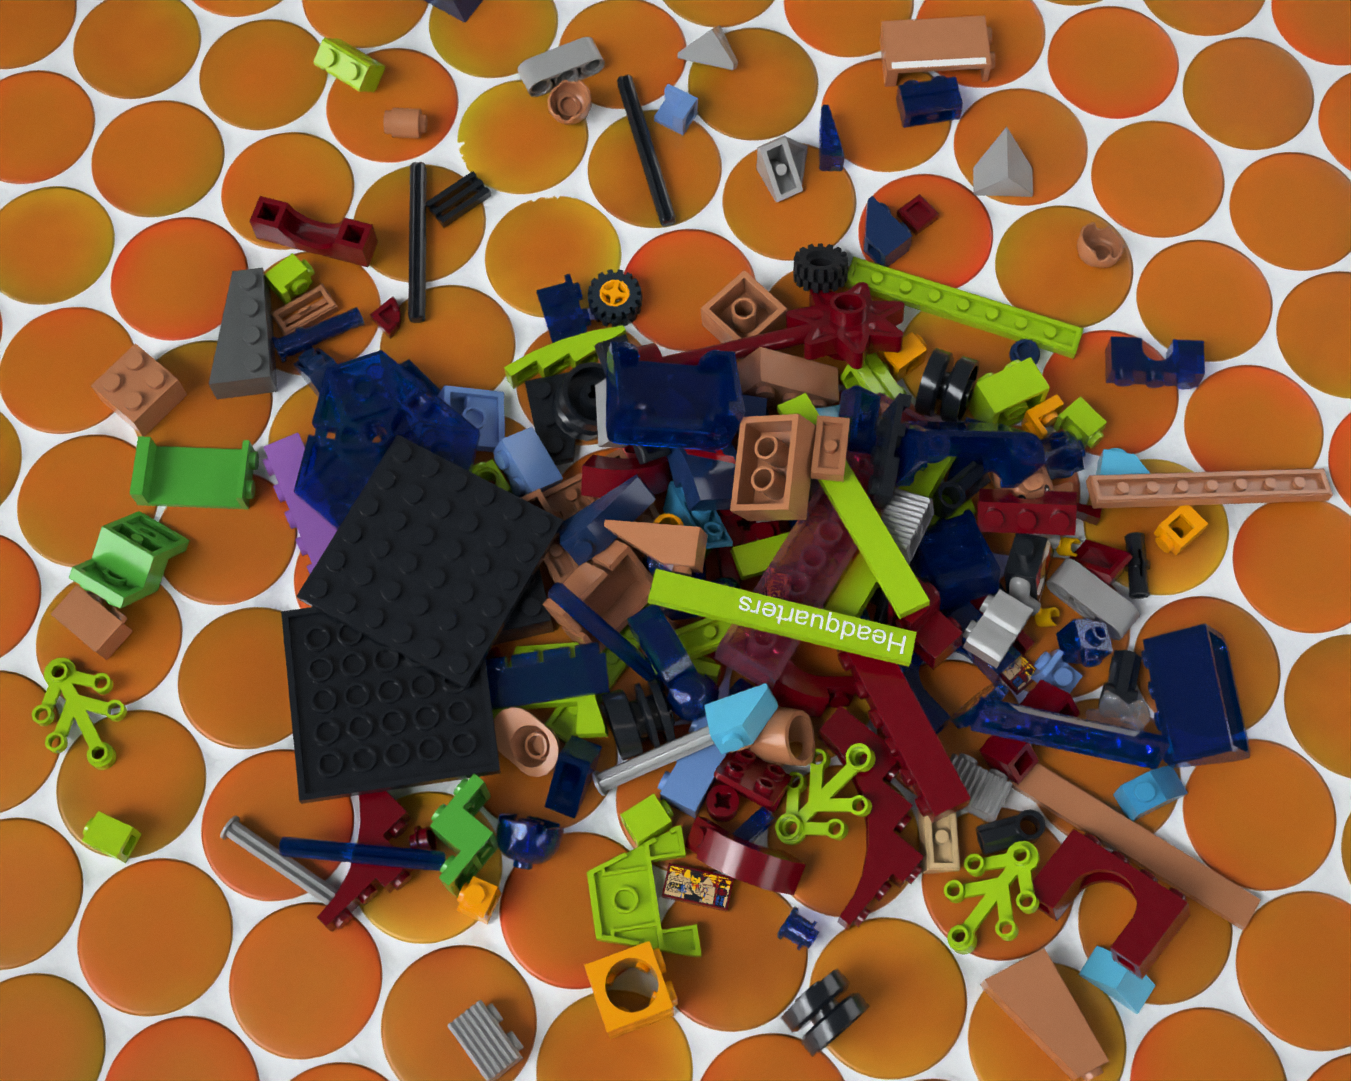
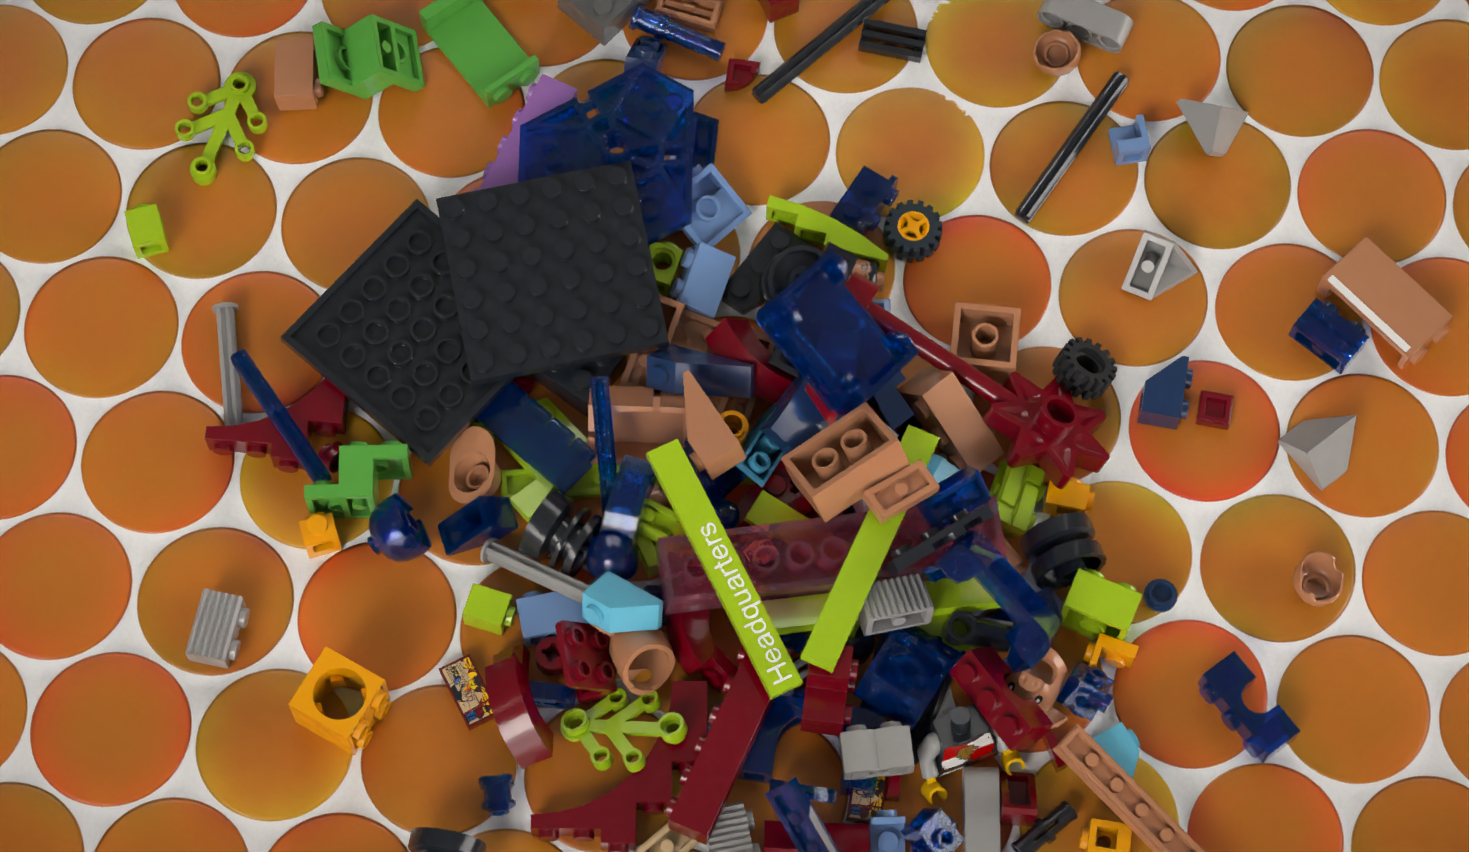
camera: 45 degrees right, 0 degrees up
(627, 902) = (413, 645): lime wing -> none
(830, 148) = (1207, 289): clear blue slope -> none
(965, 307) = (1161, 515): lime tile -> none
(1082, 423) = (1133, 689): lime brick -> none

